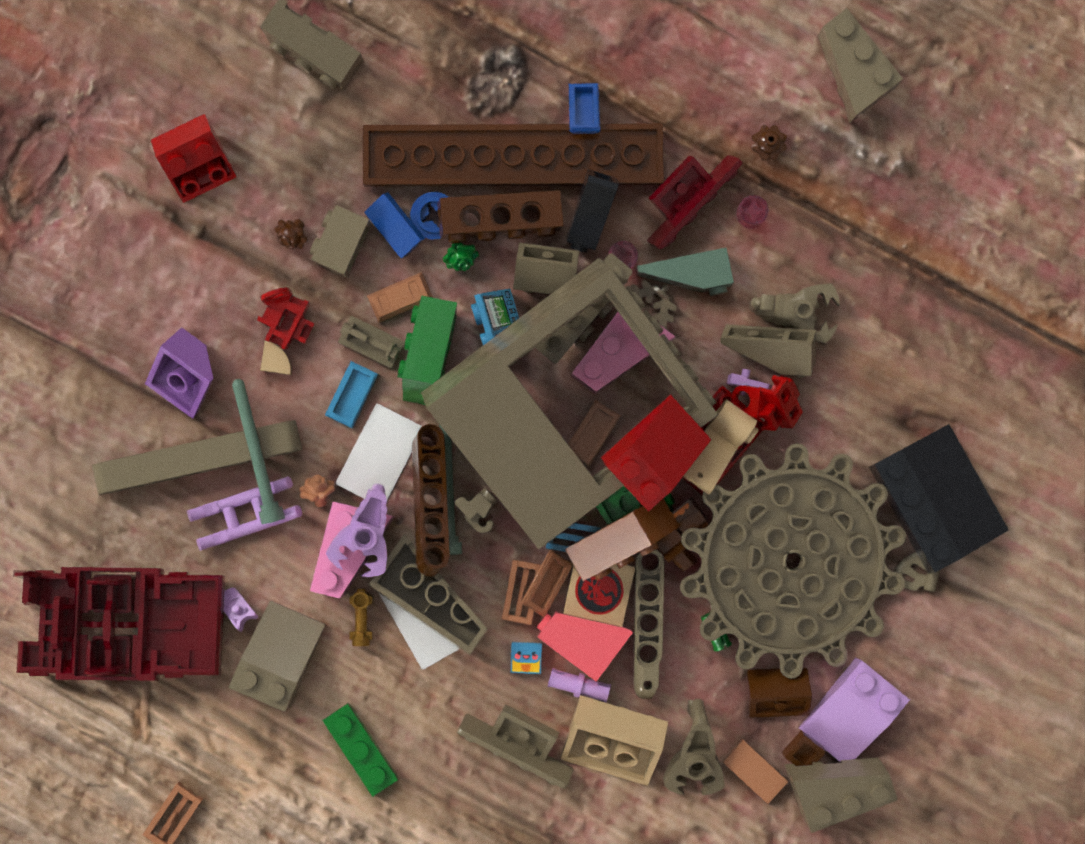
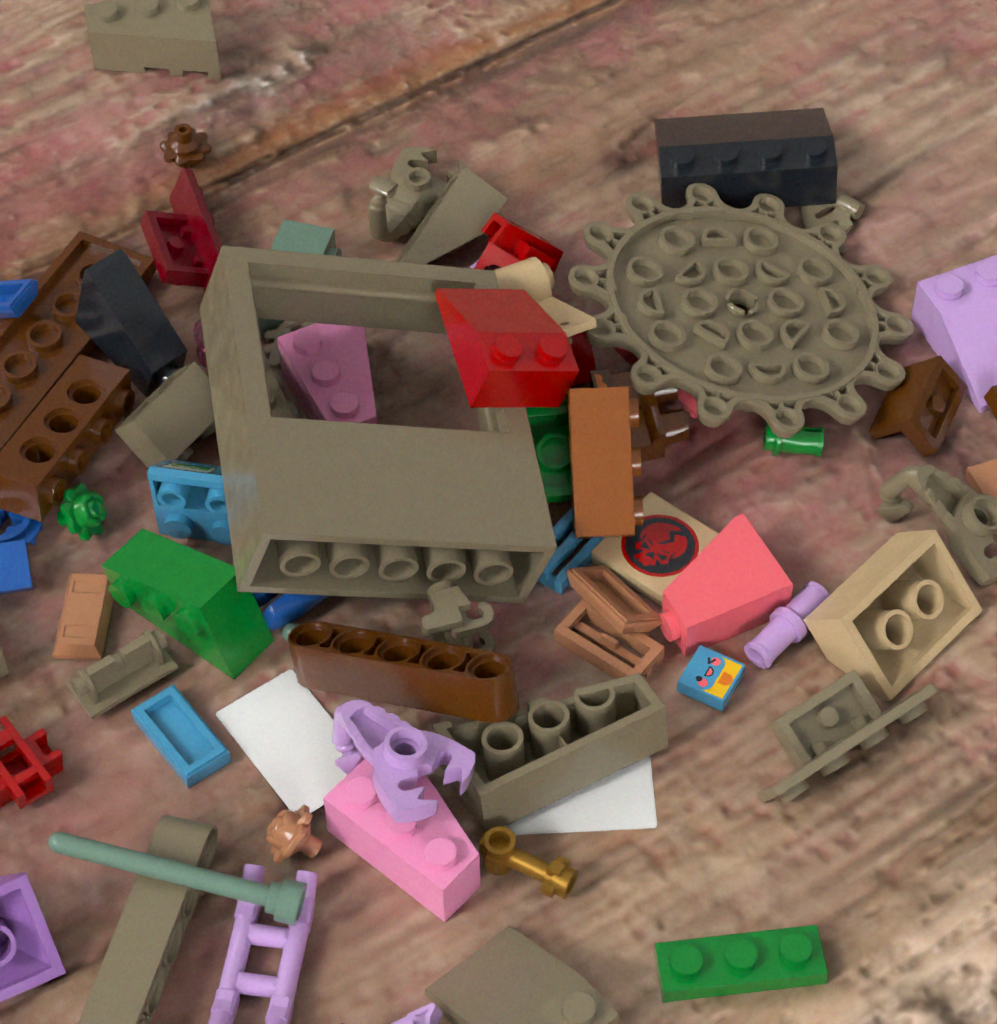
camera: 65 degrees left, 35 degrees down
(275, 360) = (58, 810): tan tile -> none
(643, 669) = (720, 493): dark tan piece -> none
(753, 206) = (258, 194): clear pink wheel -> none

